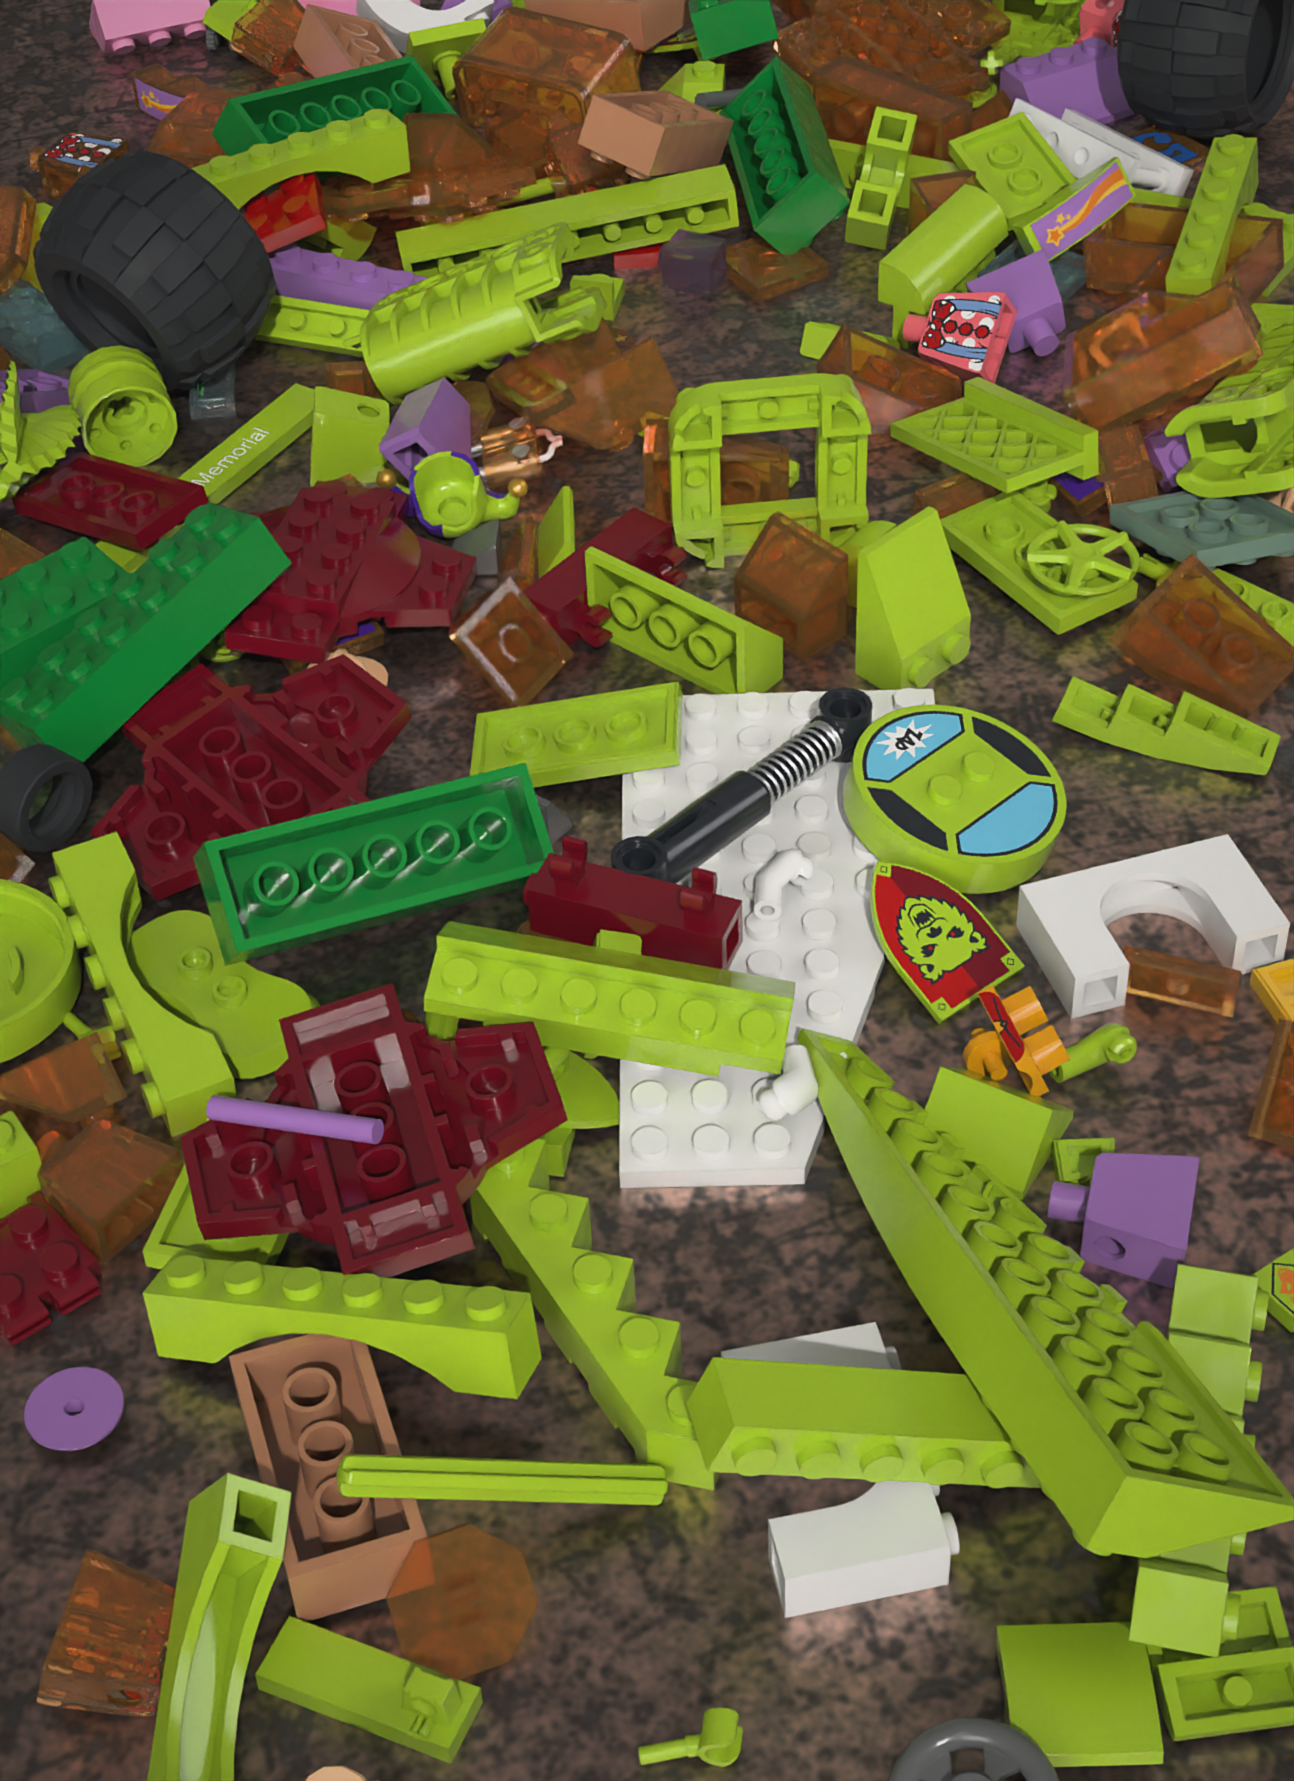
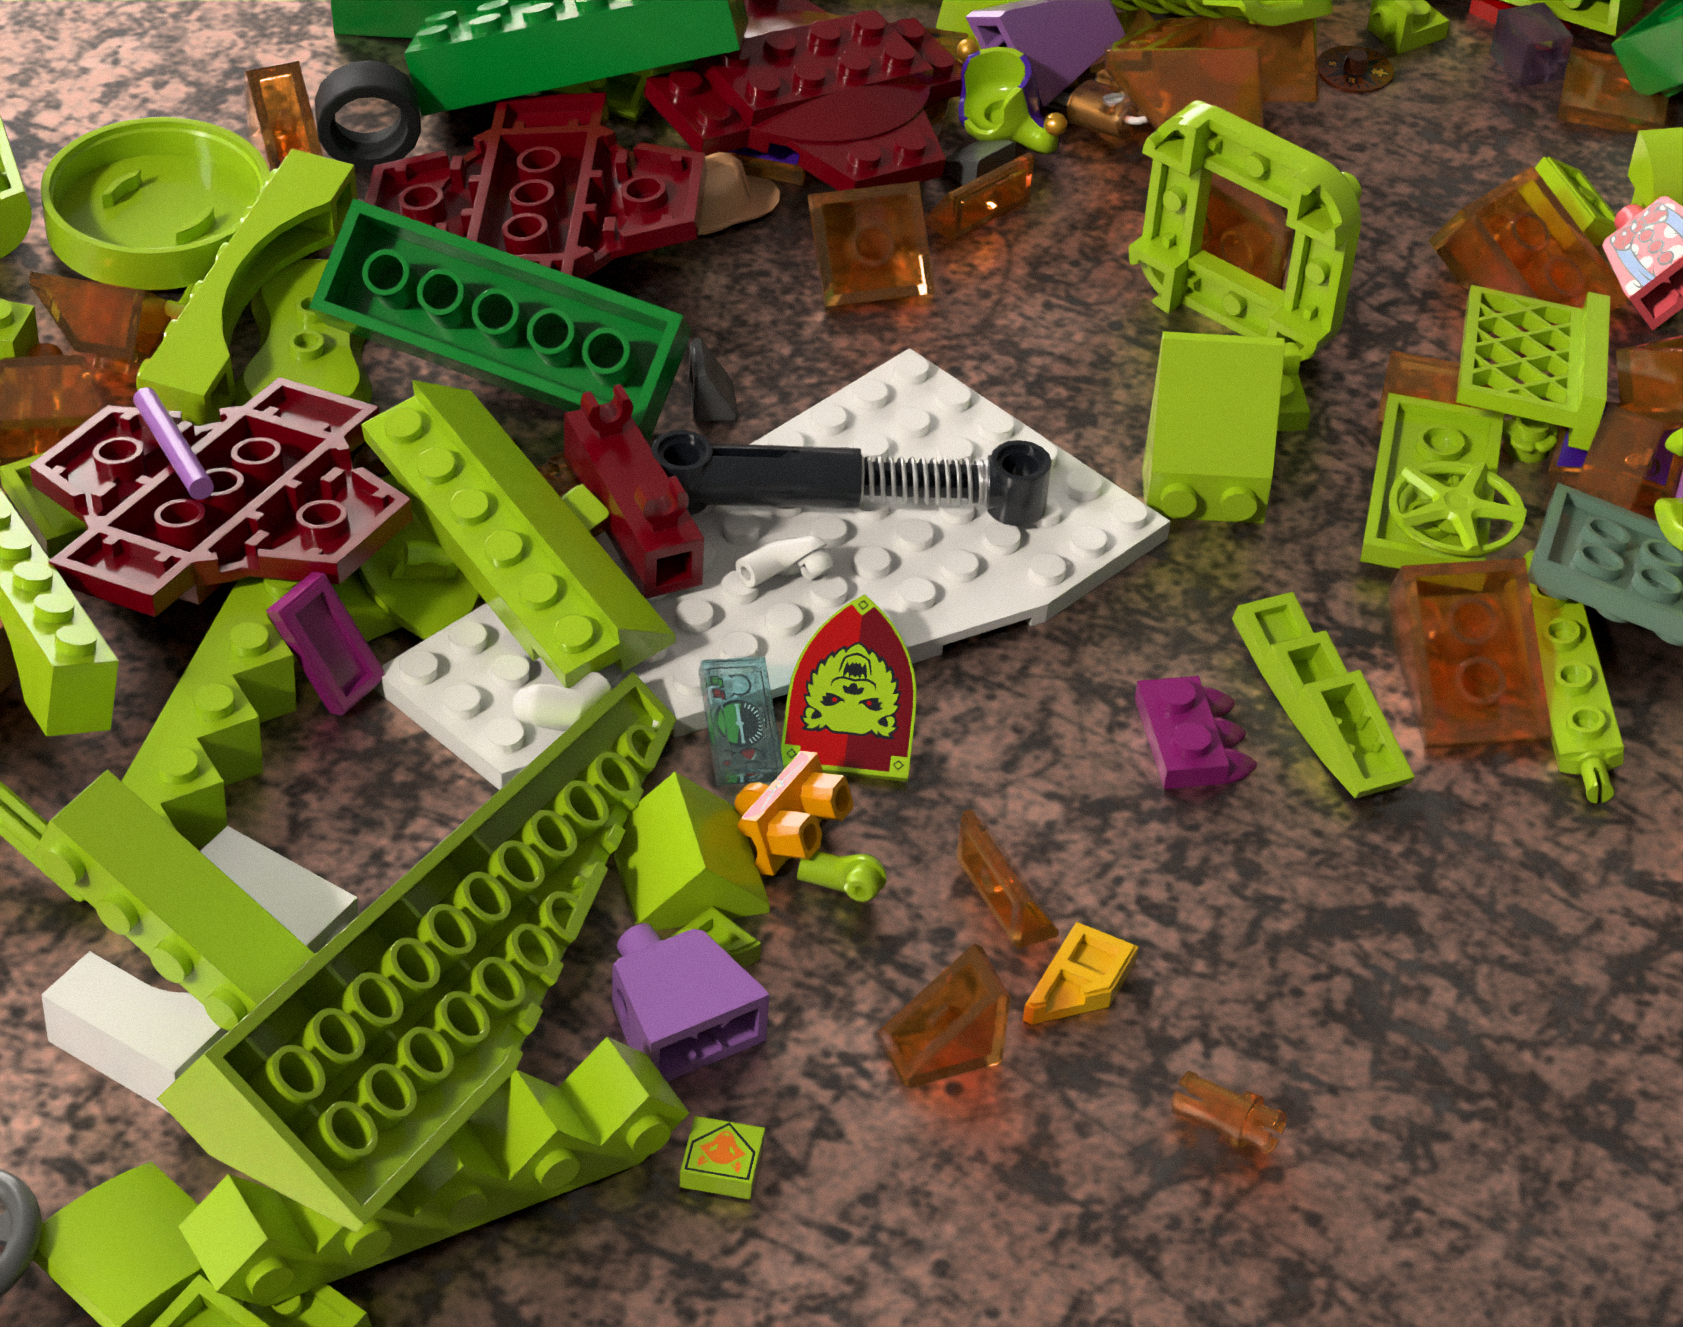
camera: 40 degrees right, 0 degrees up
(556, 532) = (1055, 197): lime slope -> none
(562, 591) = (1031, 246): dark red brick -> none
(583, 735) = (818, 351): lime tile -> none
(590, 1171) = (326, 643): none -> magenta tile
(682, 629) = (1031, 323): lime slope -> none
(794, 587) = (1169, 309): clear orange slope -> none
(895, 1008) = (740, 720): none -> clear light blue tile
(954, 797) = (1026, 605): brick -> none
(1126, 810) = (1188, 734): none -> magenta plate
(1195, 882) = (997, 765): white arch -> none

